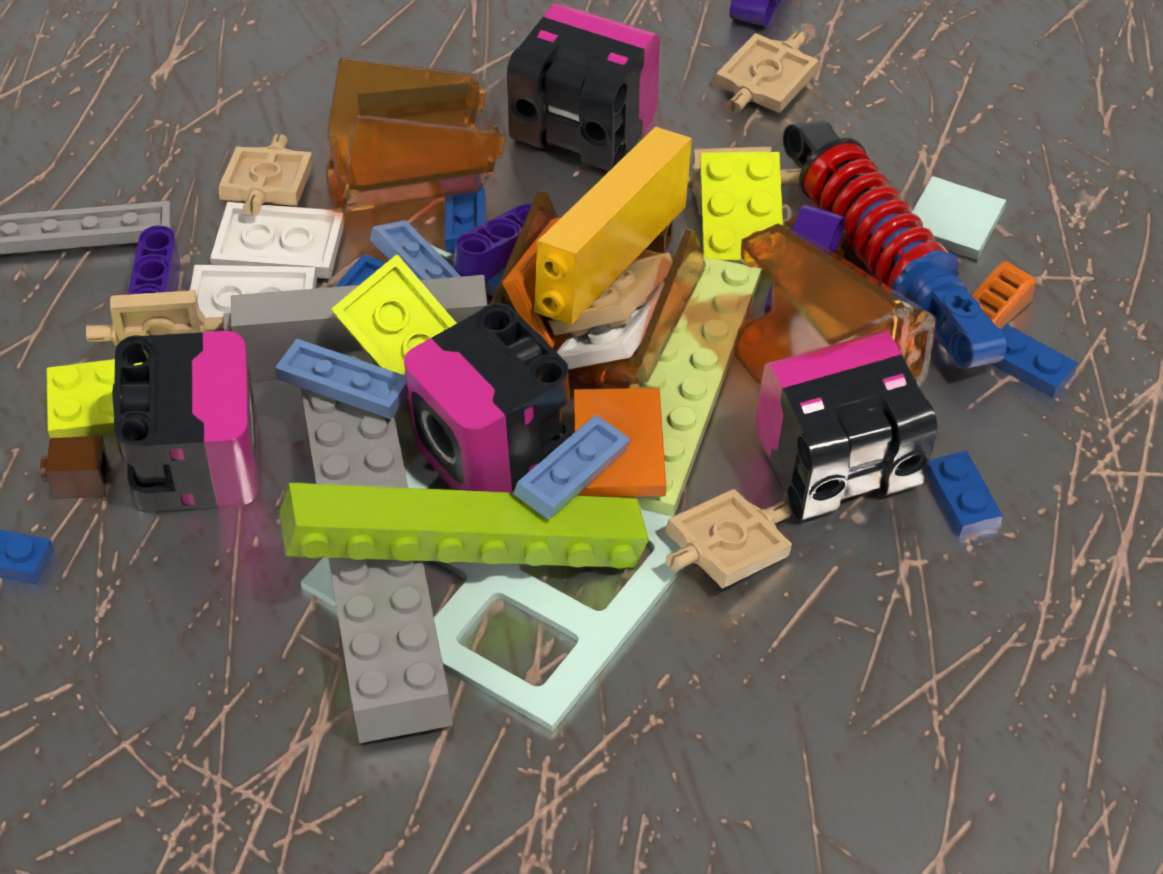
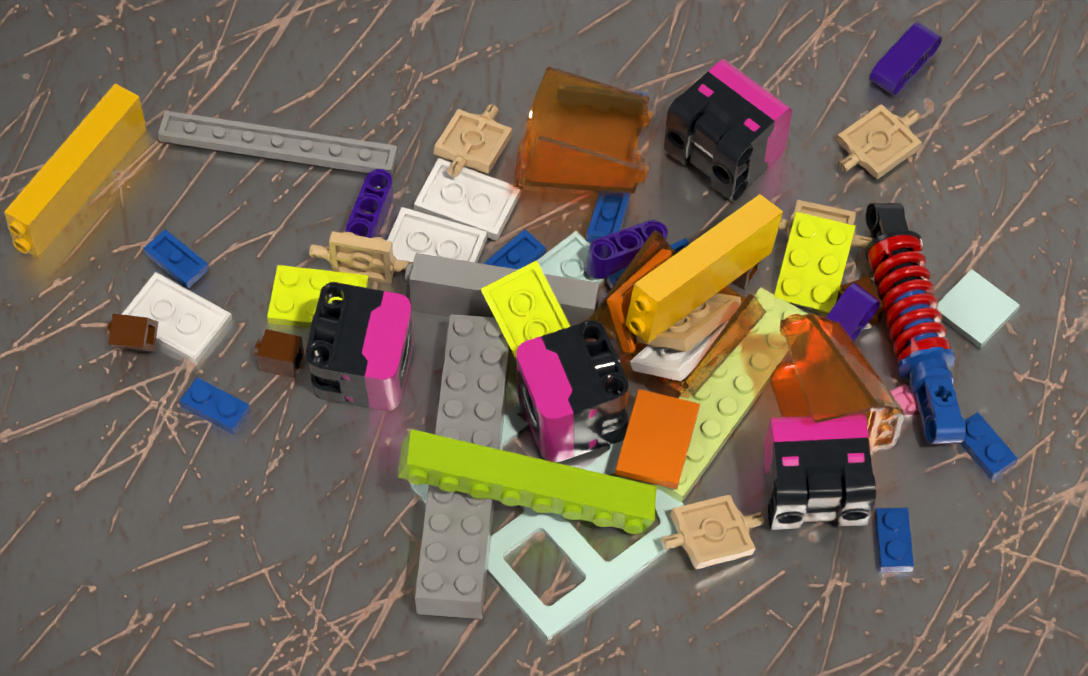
camera: 15 degrees right, 10 degrees up
(343, 378) = (475, 342): medium blue plate -> none
(413, 249) = (560, 245): medium blue plate -> none
(571, 467) = (614, 456): medium blue plate -> none
(1010, 284) = (992, 380): orange slope -> none

